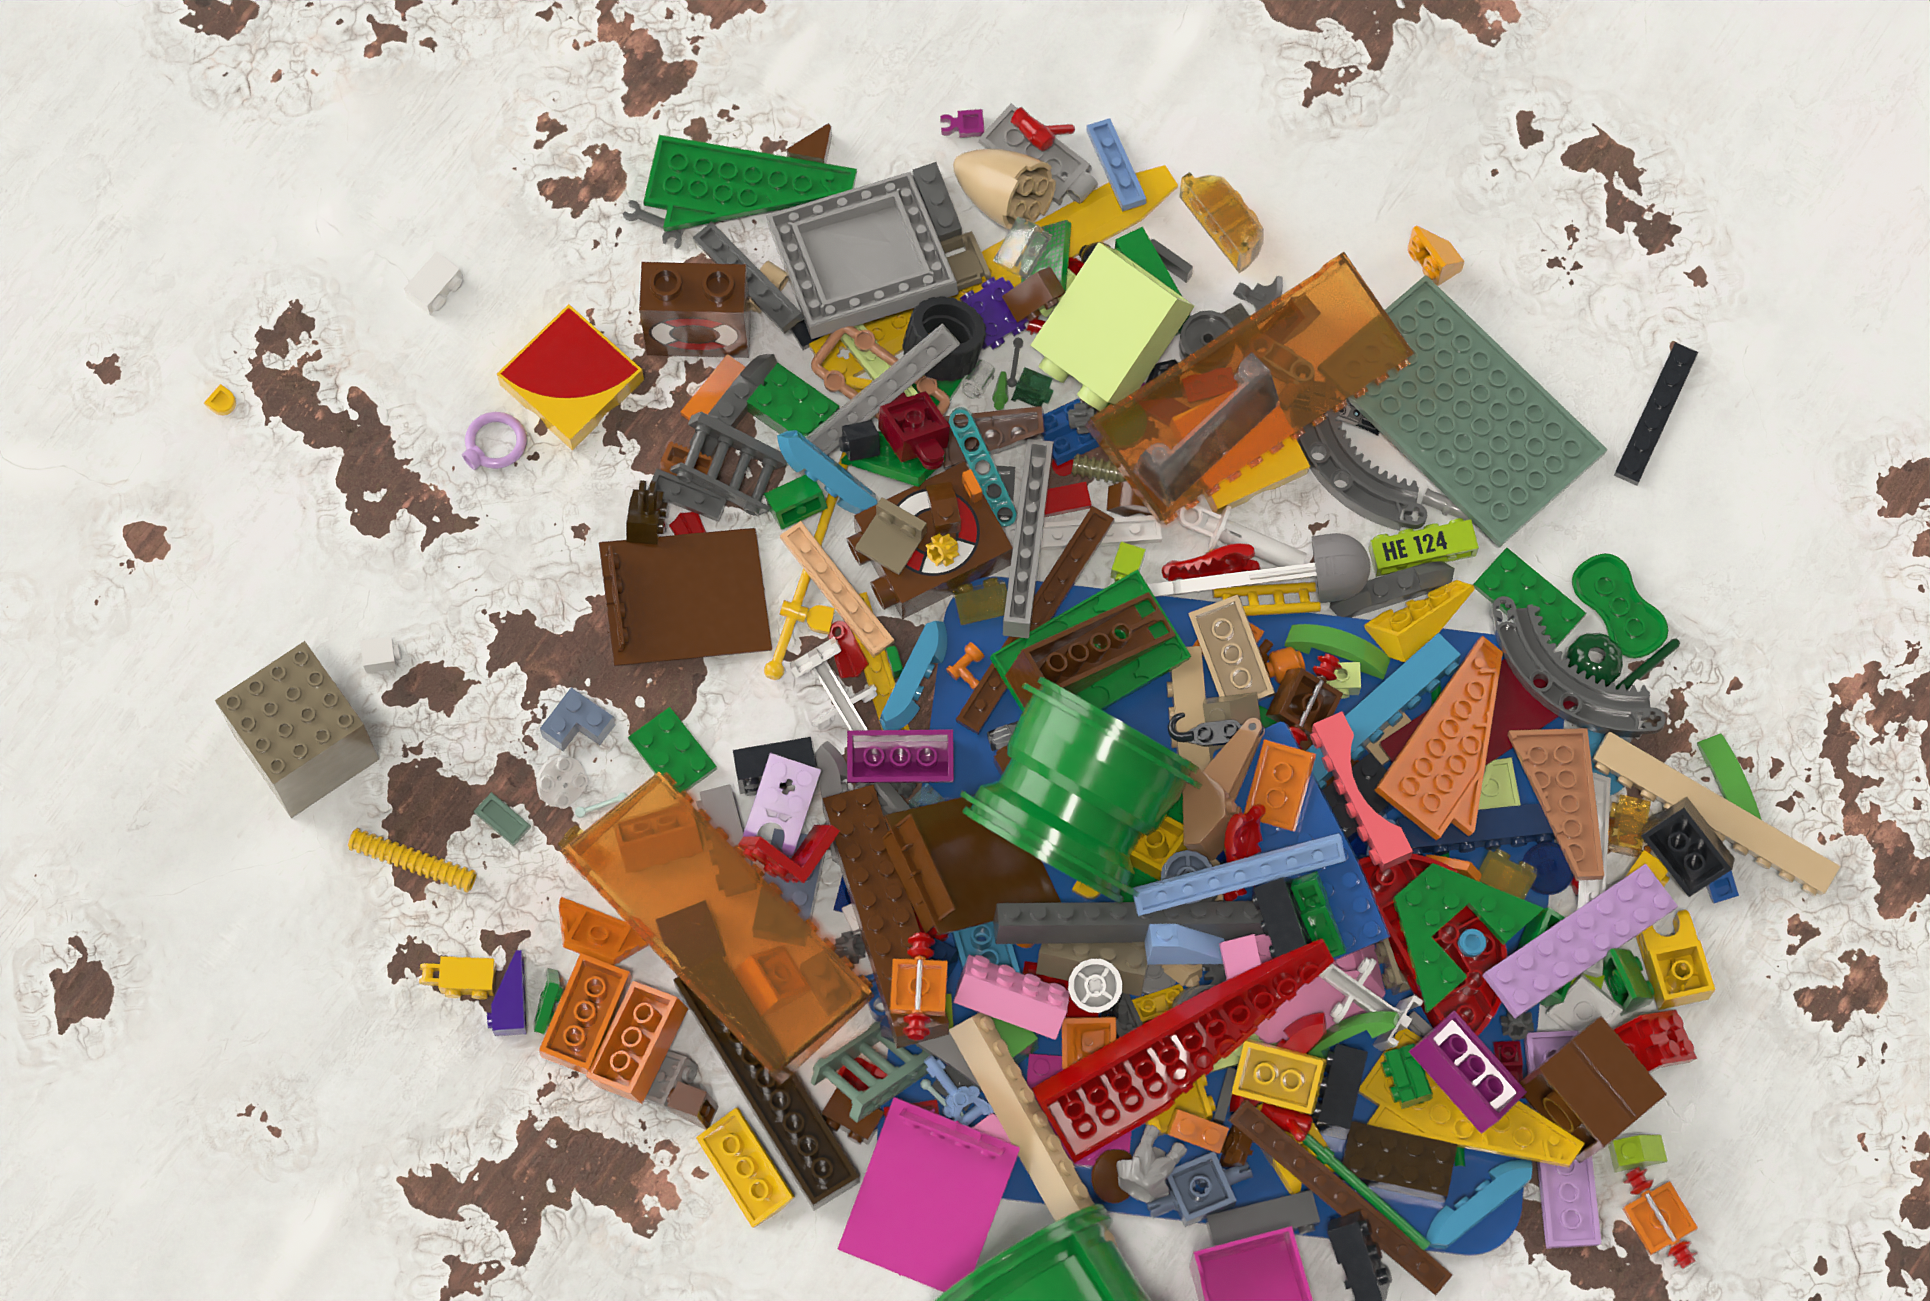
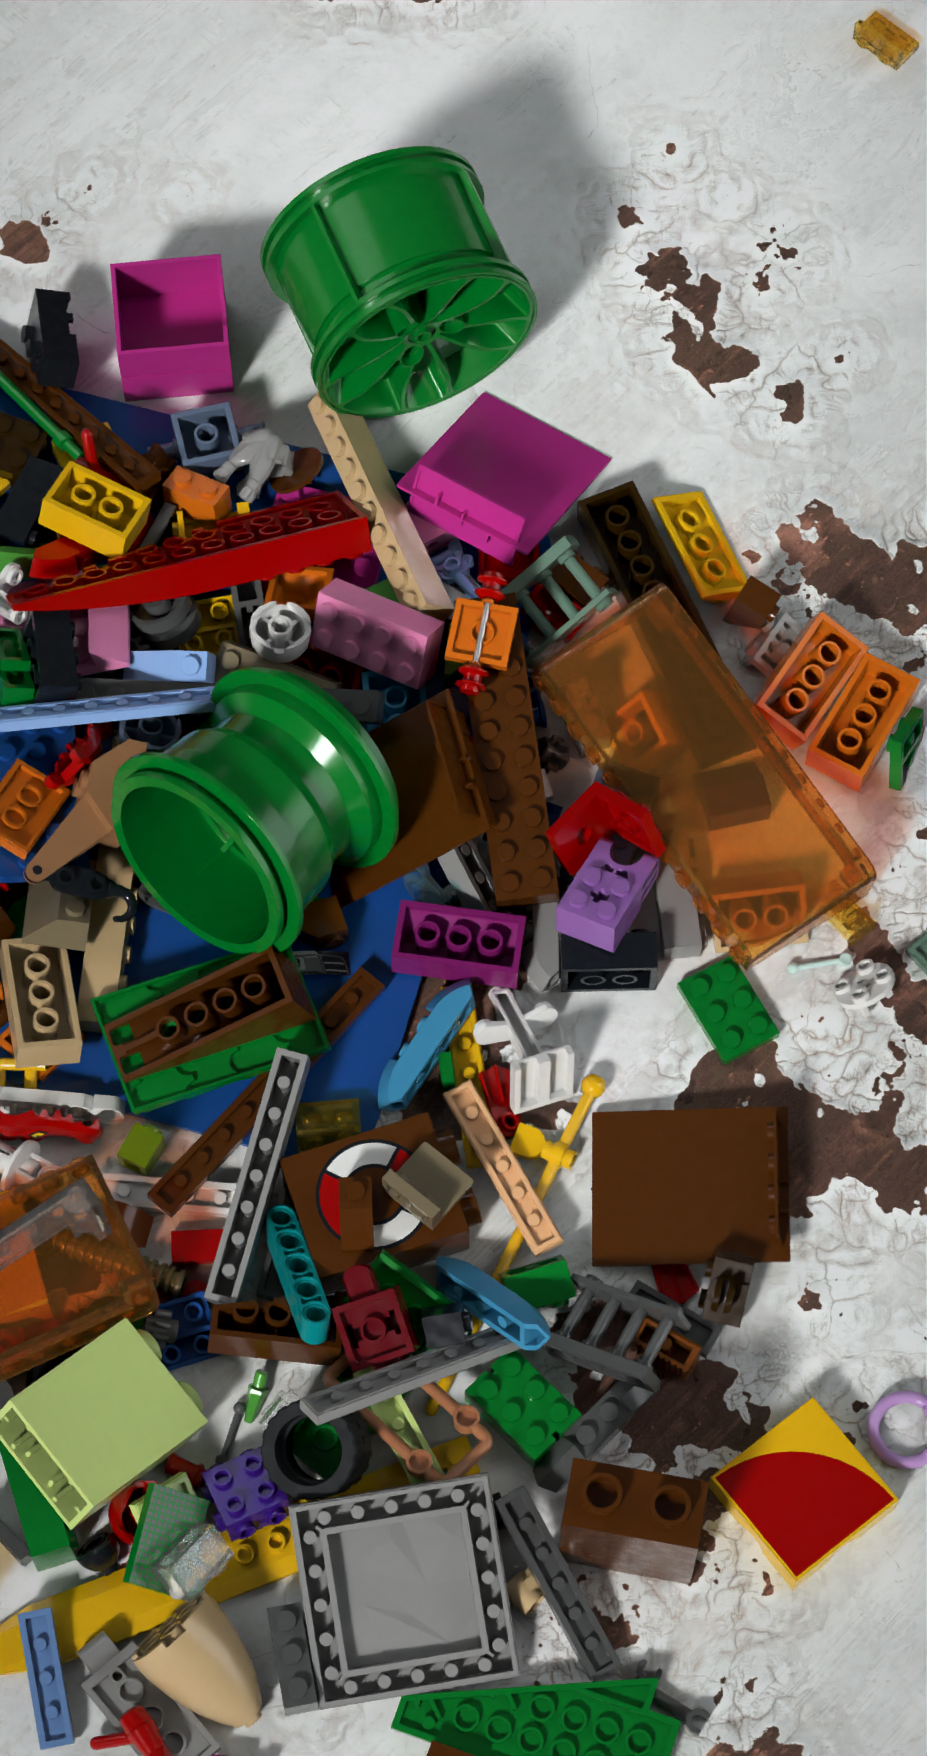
camera: 170 degrees left, 5 degrees down
(576, 715) = (838, 1063): sand blue brick -> none
(597, 933) = (855, 805): orange wing -> none
(713, 387) = (631, 1440): orange tile -> none
(856, 383) = (435, 1425): yellow tile -> none
(942, 549) = (366, 1157): yellow gear -> none
(959, 668) = (369, 1048): orange piece -> none
(967, 265) = (270, 1566): dark tan container -> none
(972, 486) = (316, 1233): orange tile -> none
(1033, 295) = (190, 1482): reddish brown brick -> none
(1033, 388) = (227, 1392): clear green brick -> none
(1260, 1218) = (143, 406): dark grey brick -> none

